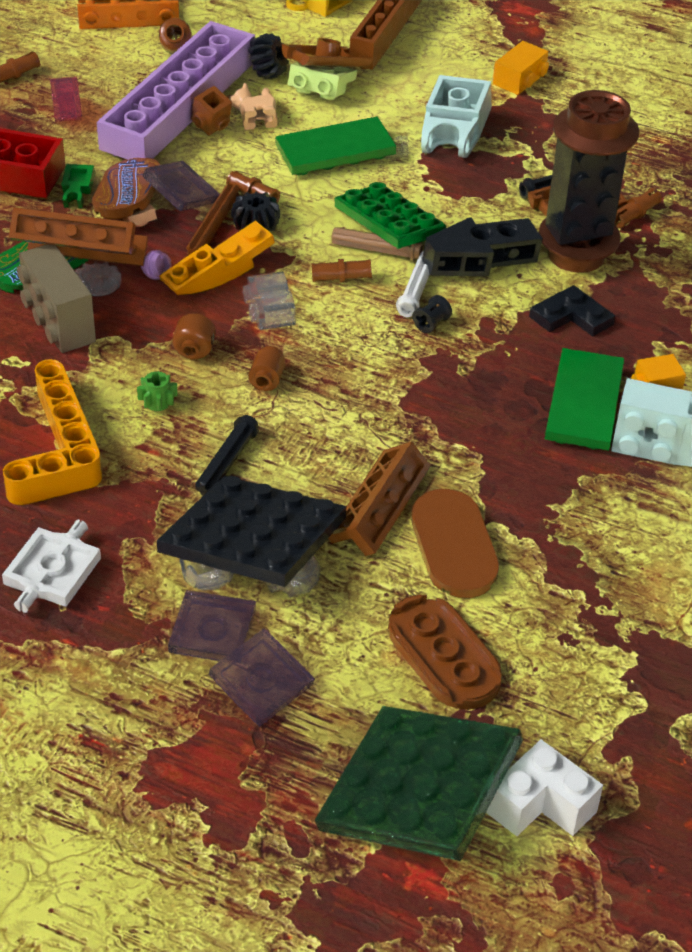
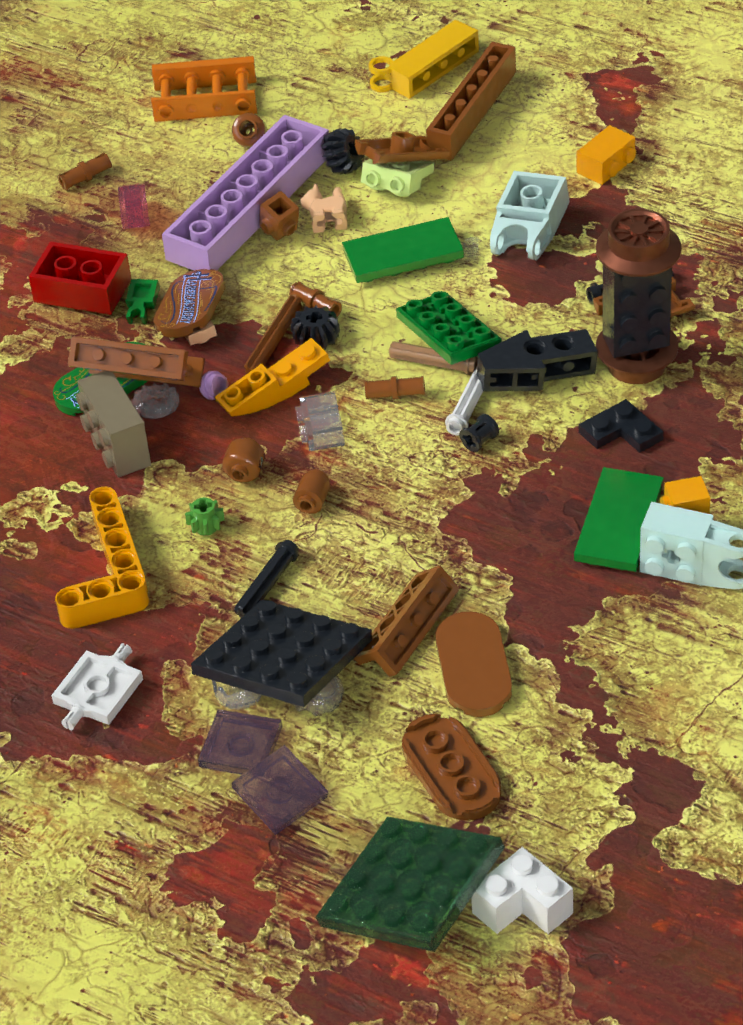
camera: 10 degrees right, 0 degrees up
(181, 185) = (242, 300): tile -> none
(637, 207) = (703, 312): dark orange pin -> none

